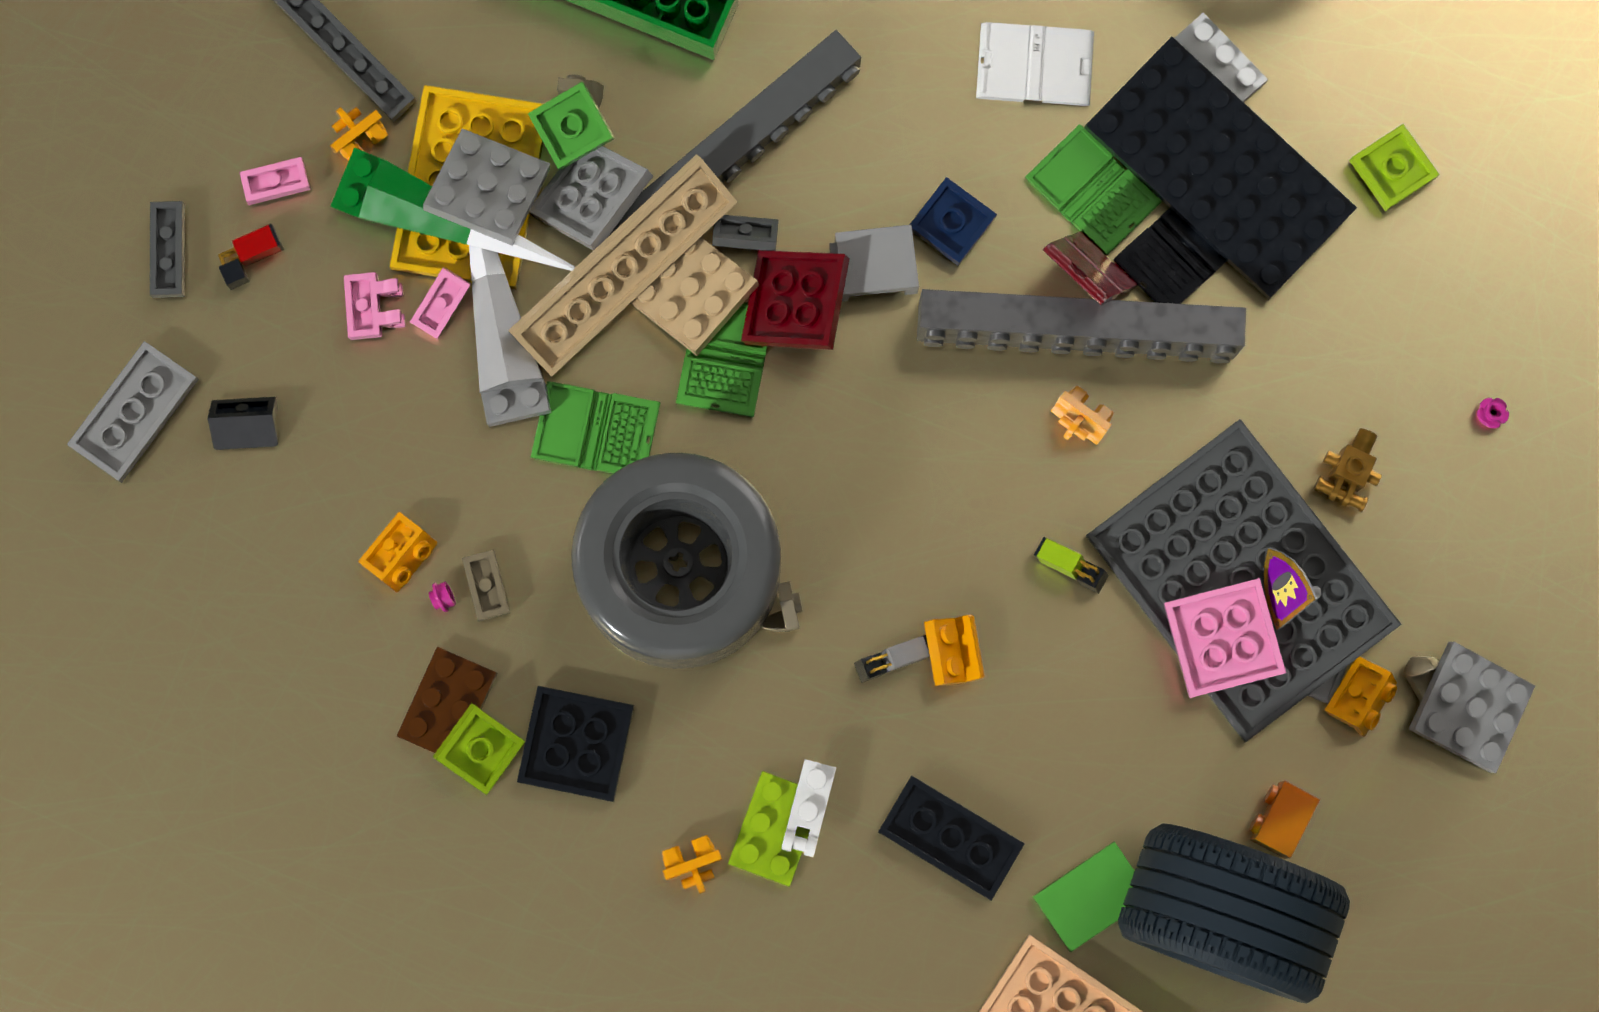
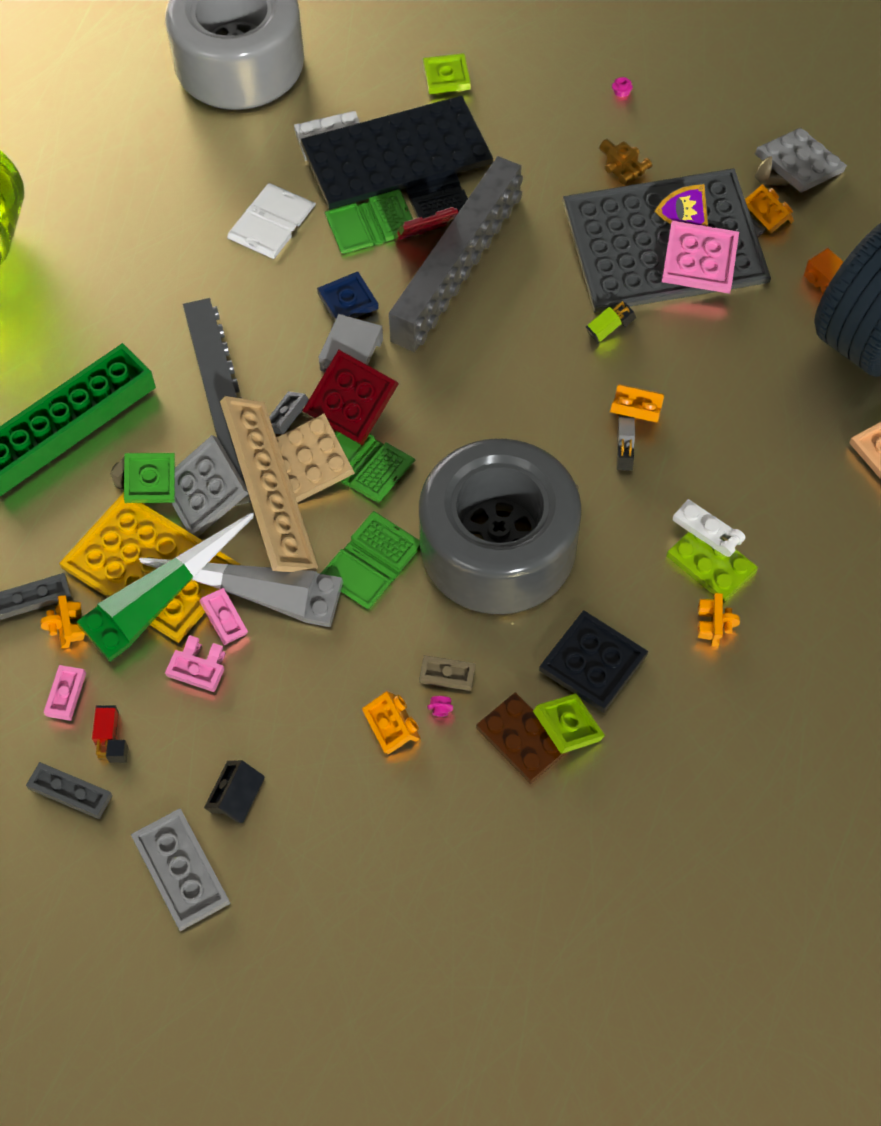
camera: 60 degrees left, 20 degrees down
(486, 186) = (160, 545): light grey plate -> none
(951, 838) = (764, 459): black plate -> none
(1080, 418) = (516, 280): light orange hips -> none
(1087, 896) = (838, 398): bright green tile -> none

